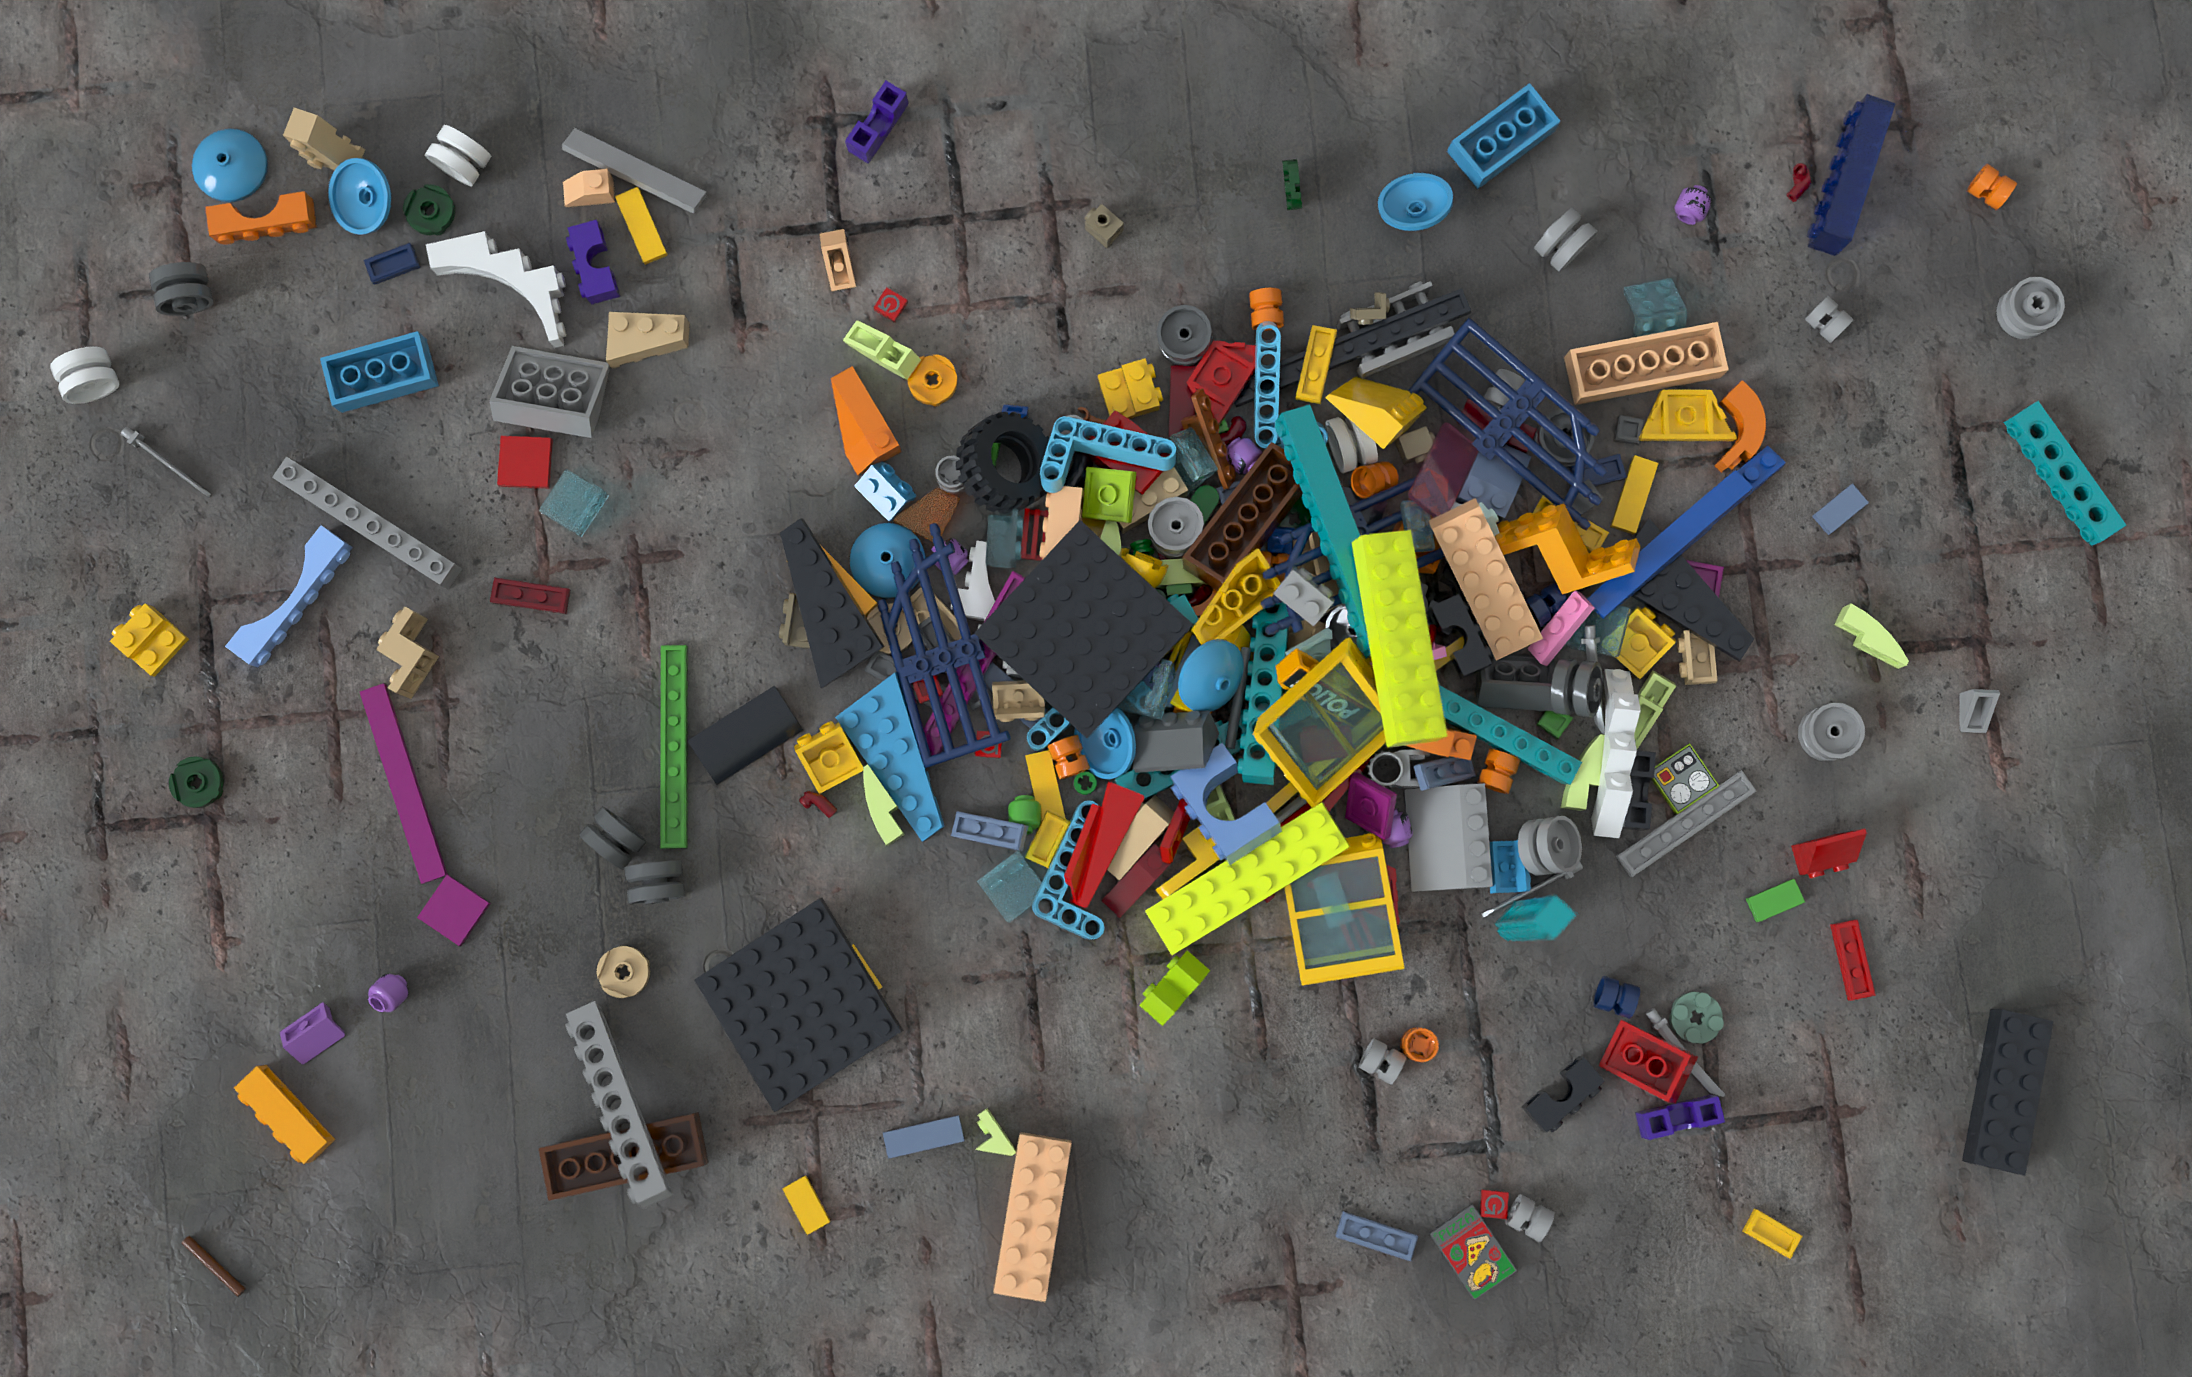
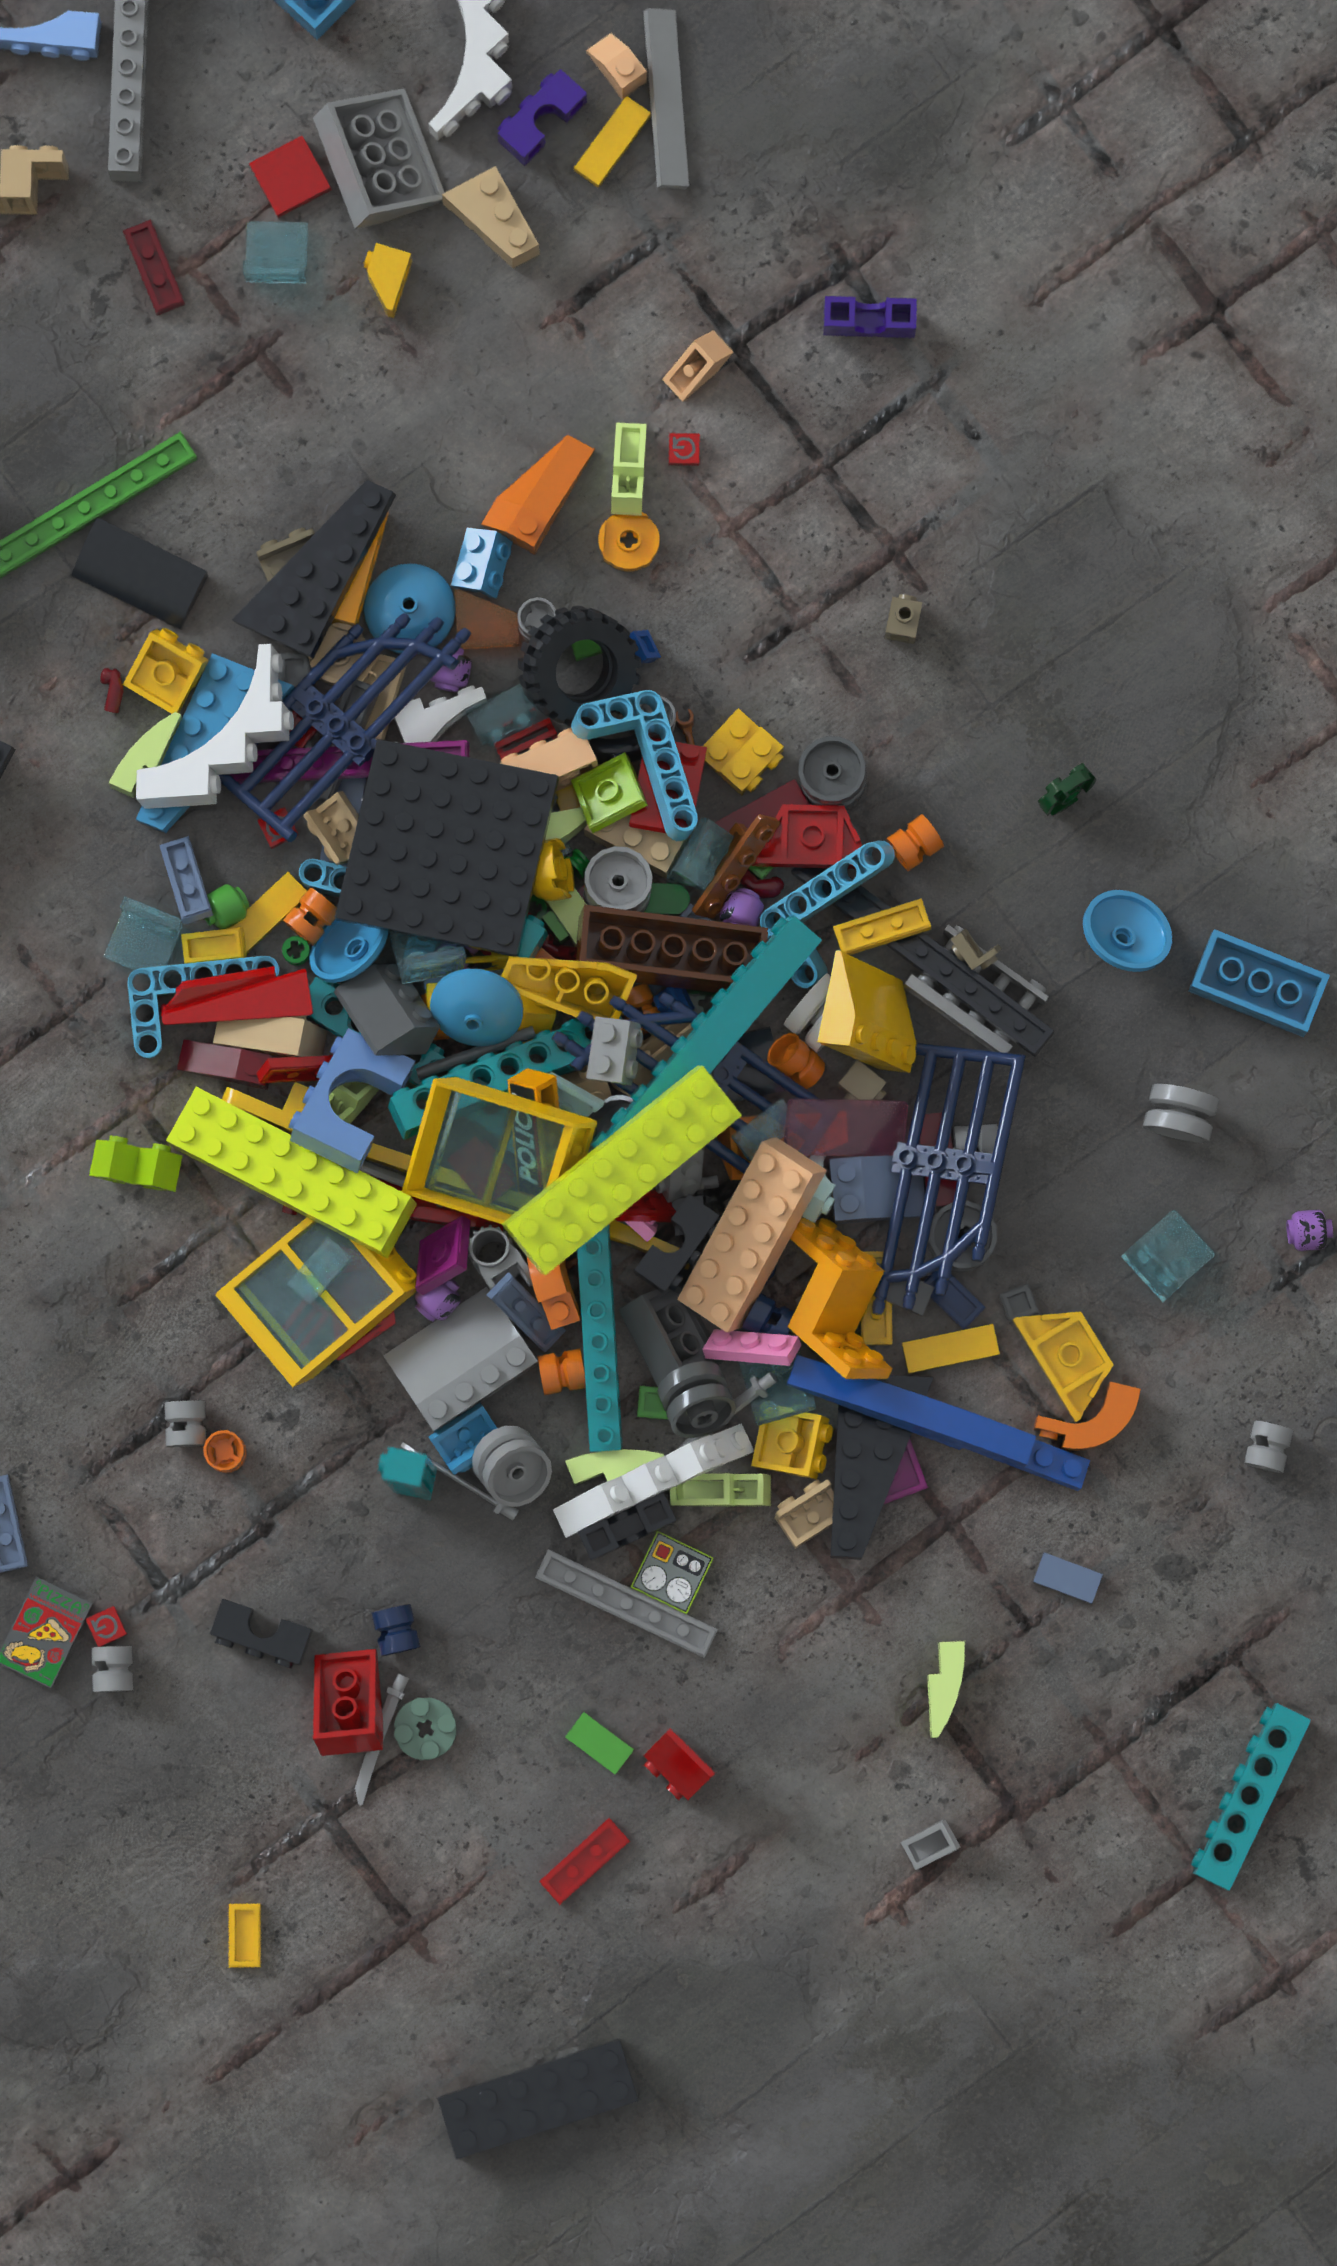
camera: 60 degrees right, 0 degrees up
(638, 434) = (388, 273): none -> yellow slope
(907, 709) = (233, 750): none -> white arch
(1646, 363) = (1098, 1276): light nougat brick -> none
(1678, 1116) = (307, 1765): dark purple arch -> none
(1843, 739) = (821, 1715): light grey wheel -> none

